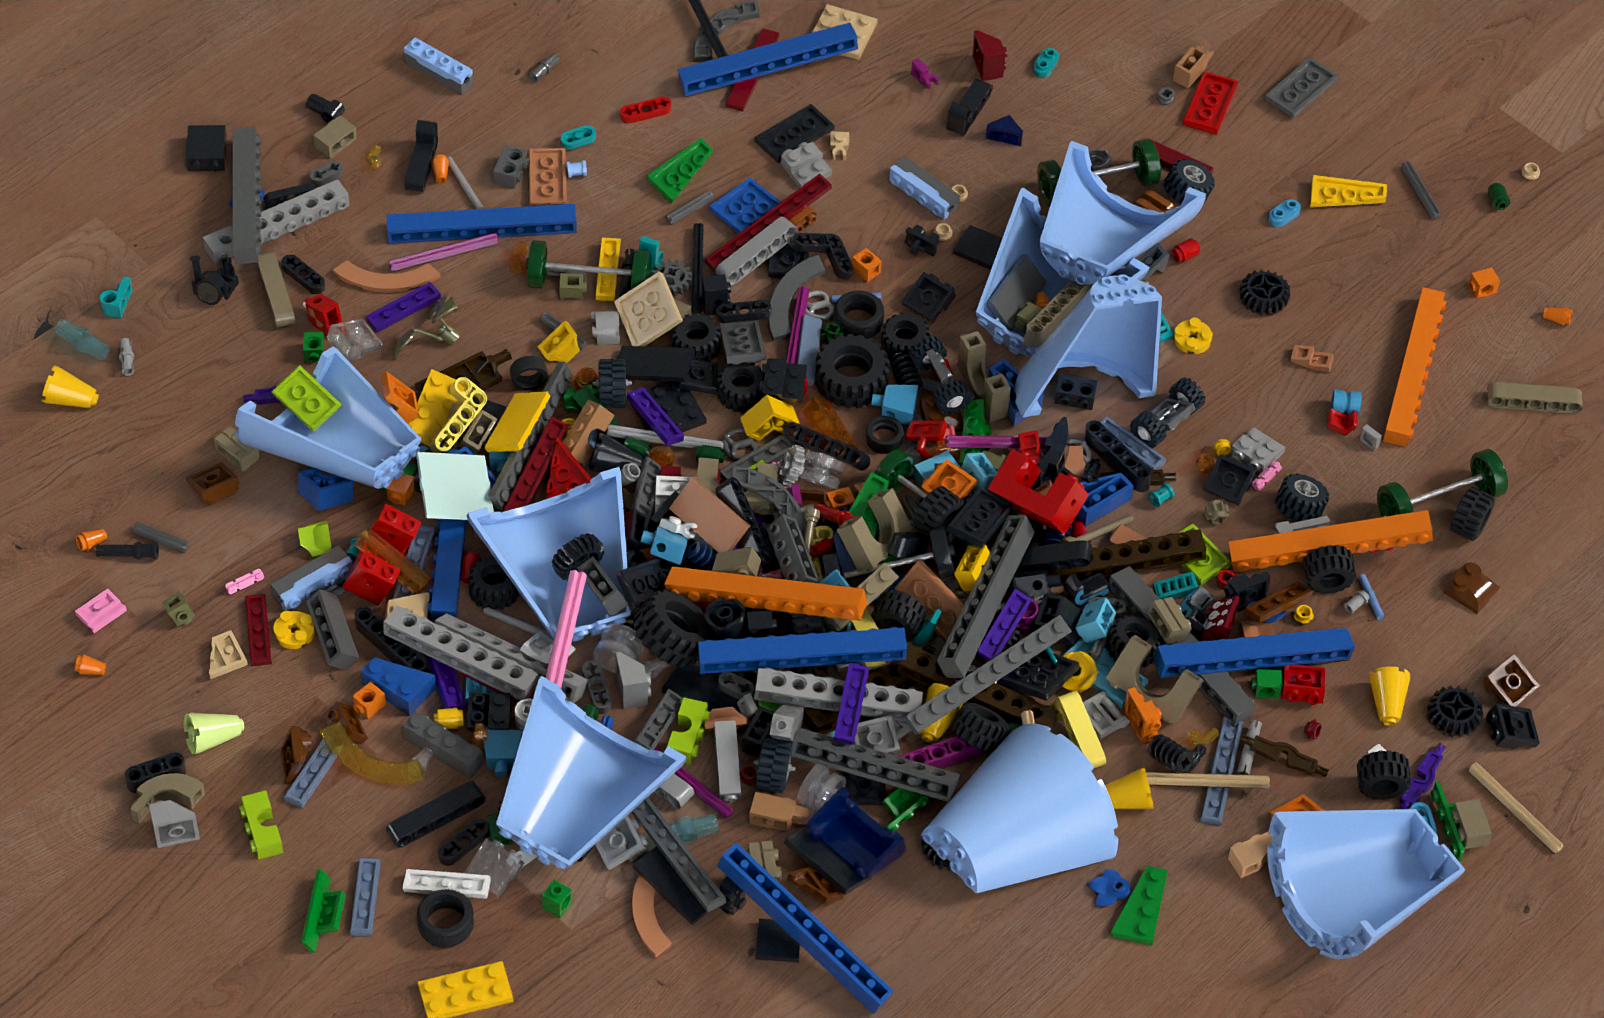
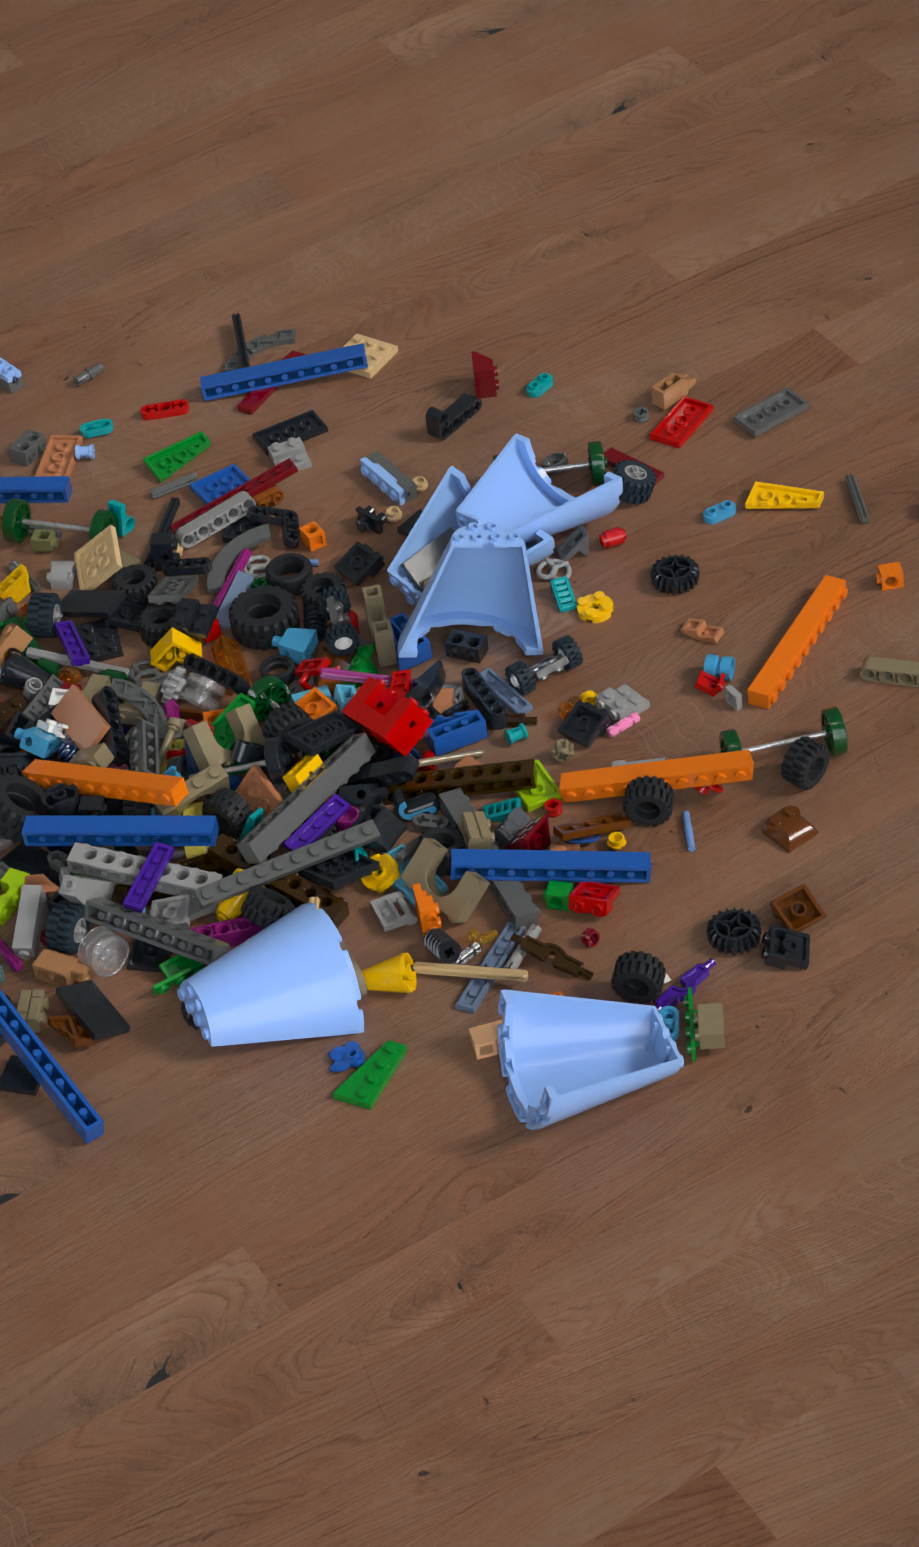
camera: 20 degrees right, 10 degrees down
(608, 259) = (79, 538): yellow plate -> none
(676, 275) = (134, 538): dark grey gear -> none
(839, 144) = (326, 441): tan plate -> none
(855, 835) = (120, 990): clear blue windscreen -> none
(921, 73) = (421, 389): magenta plate -> none
(1005, 131) = (478, 436): clear blue slope -> none
(1079, 727) = (363, 920): light yellow beam -> none
(1095, 620) = (410, 829): medium azure brick -> none
(1247, 588) = (563, 811): black plate -> none
(1301, 498) = (644, 740): black wheel -> none
(1360, 598) = (671, 833): light grey pin -> none
(1389, 693) = (673, 909): yellow cone -> none
(1515, 807) = (767, 1019): tan axle -> none

